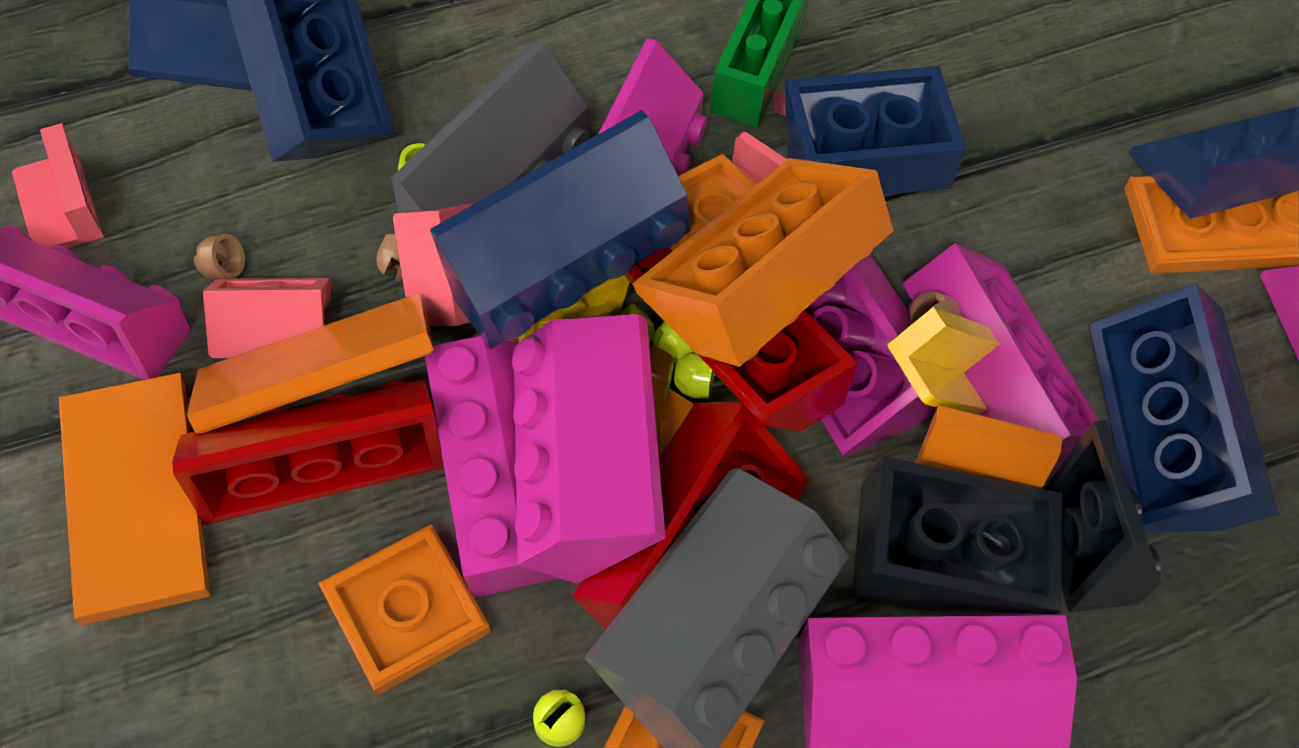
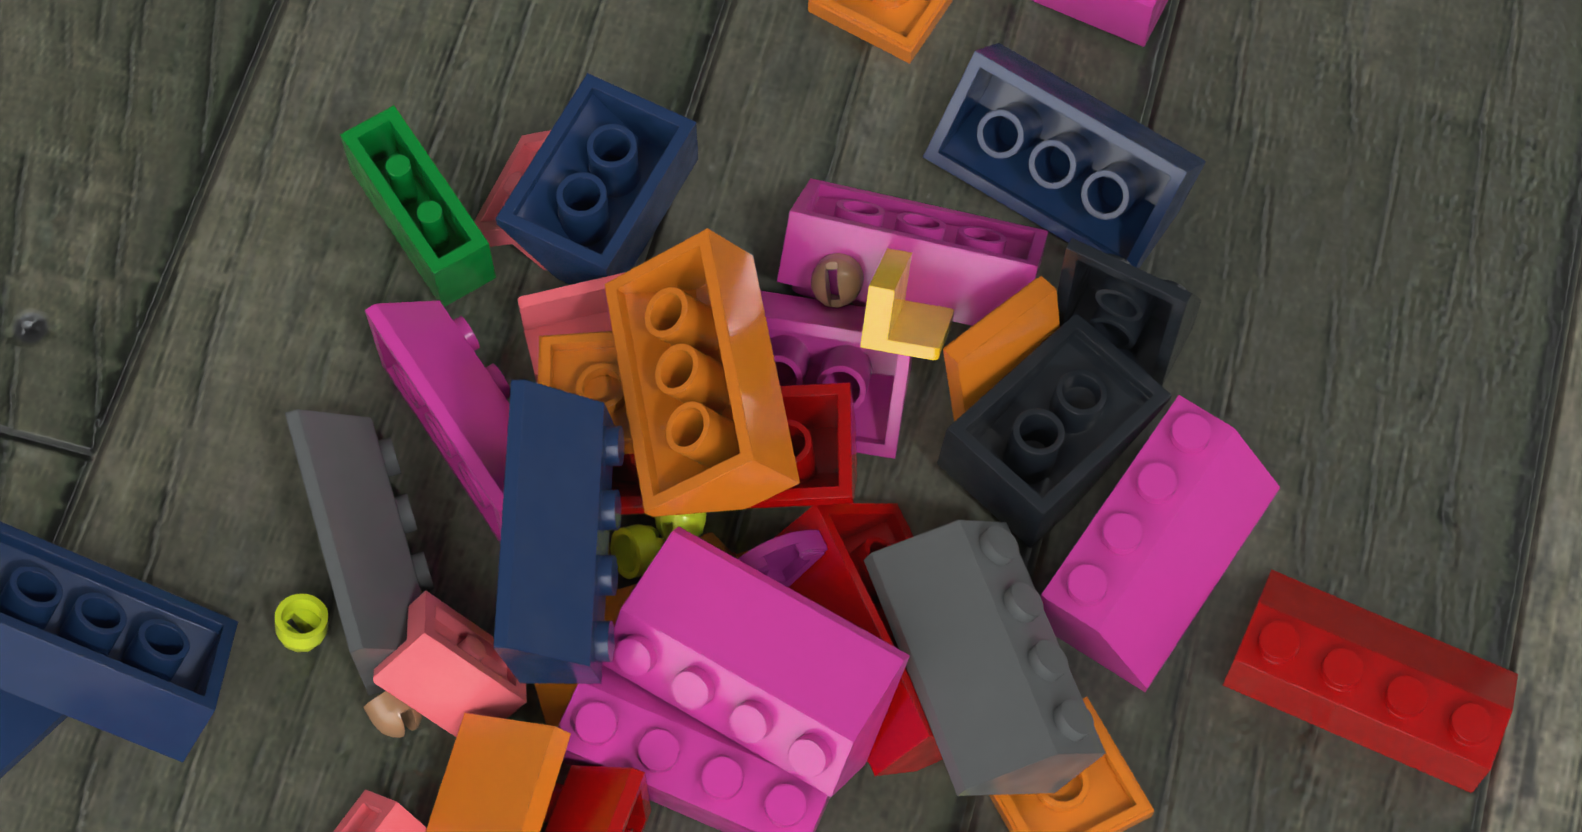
camera: 50 degrees left, 5 degrees up
(685, 410) = (787, 555): none -> magenta tile
(694, 377) = (732, 527): neon yellow hinge -> none

